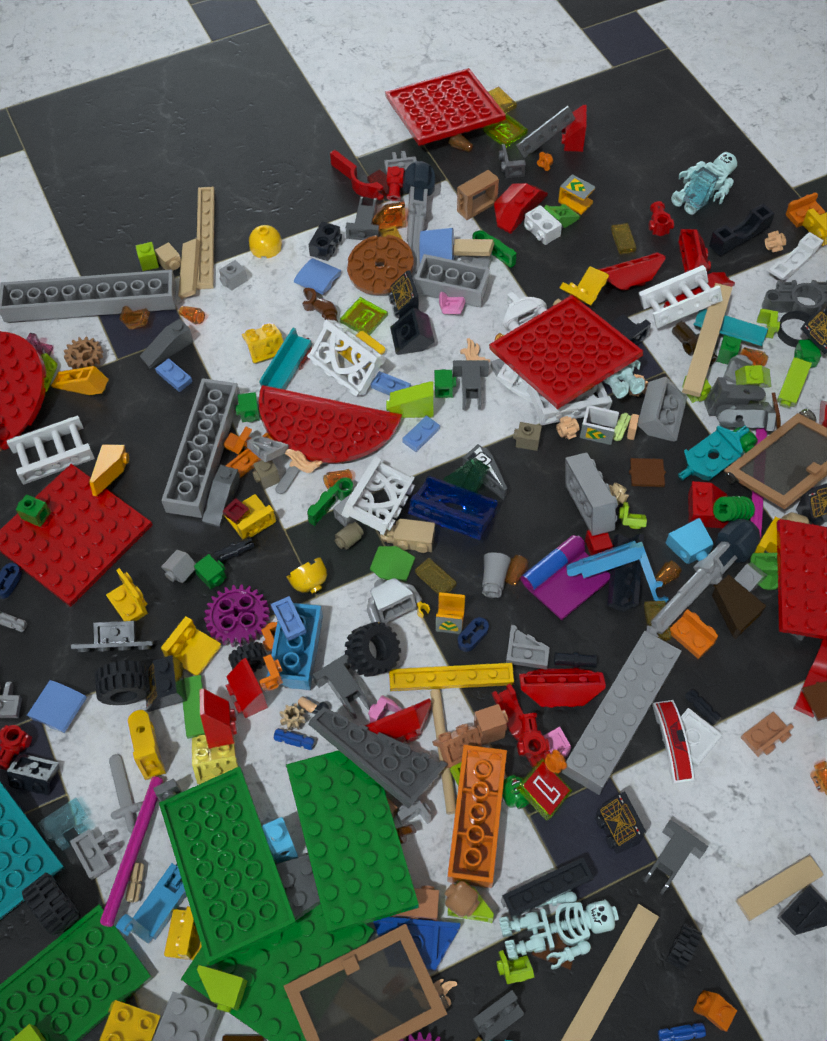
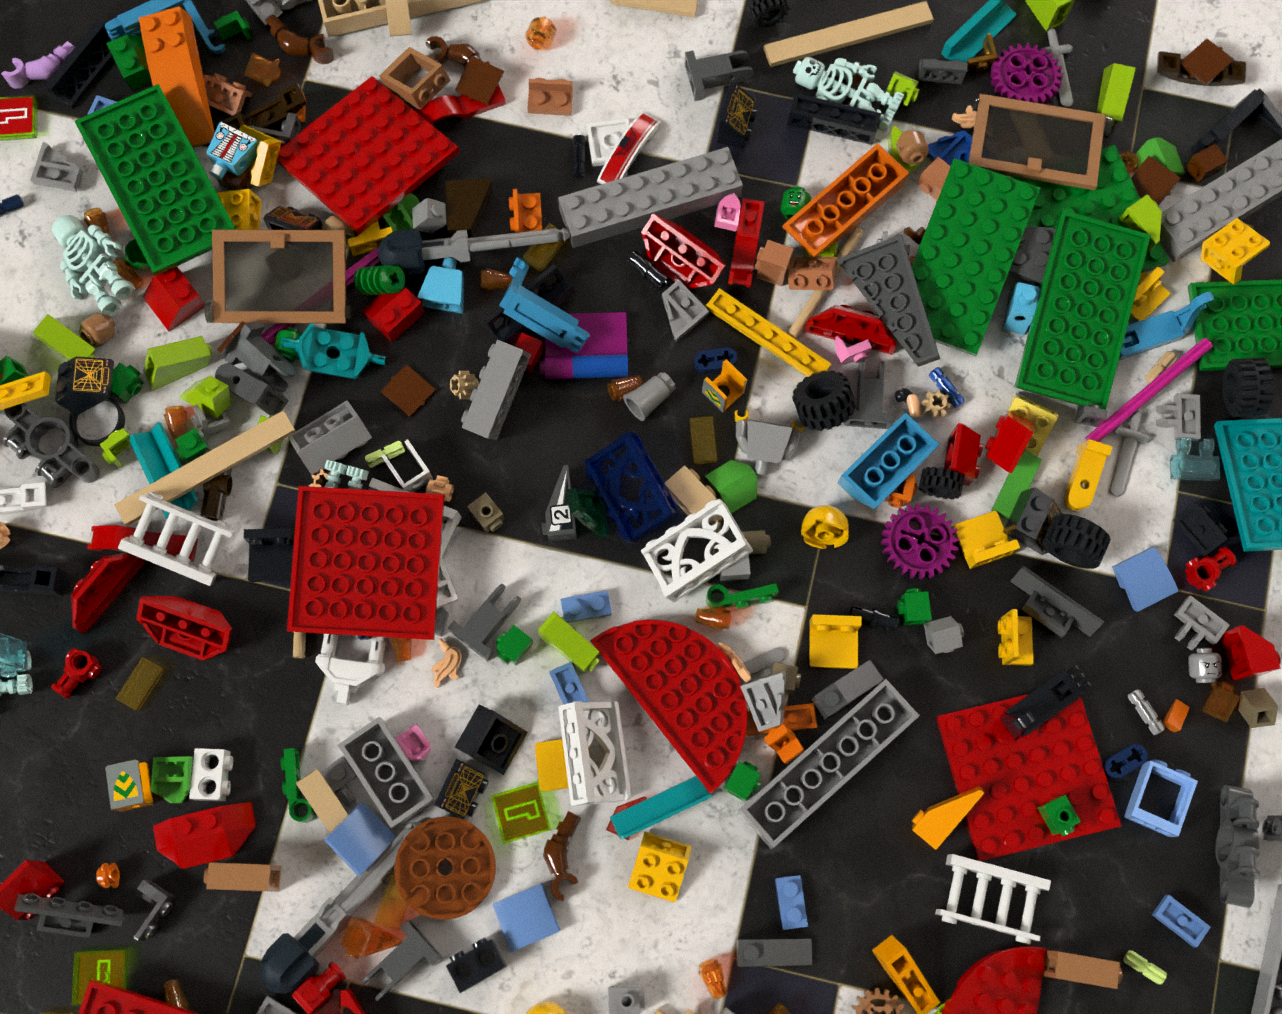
camera: 145 degrees left, 15 degrees up
(84, 562) = (1044, 703): none -> black hinge
(236, 511) = (846, 652): dark red plate -> none
(272, 681) = (933, 436): orange bracket -> none
(288, 618) = (883, 479): medium blue plate -> none
(531, 734) = (752, 223): red connector -> none
(544, 789) = (772, 185): red tile -> none
(555, 762) = (747, 193): orange plate -> none
(588, 287) = (258, 634): yellow bracket -> none
(632, 426) = (376, 441): light nougat tile -> none
(634, 521) = (473, 351): lime bracket -> none

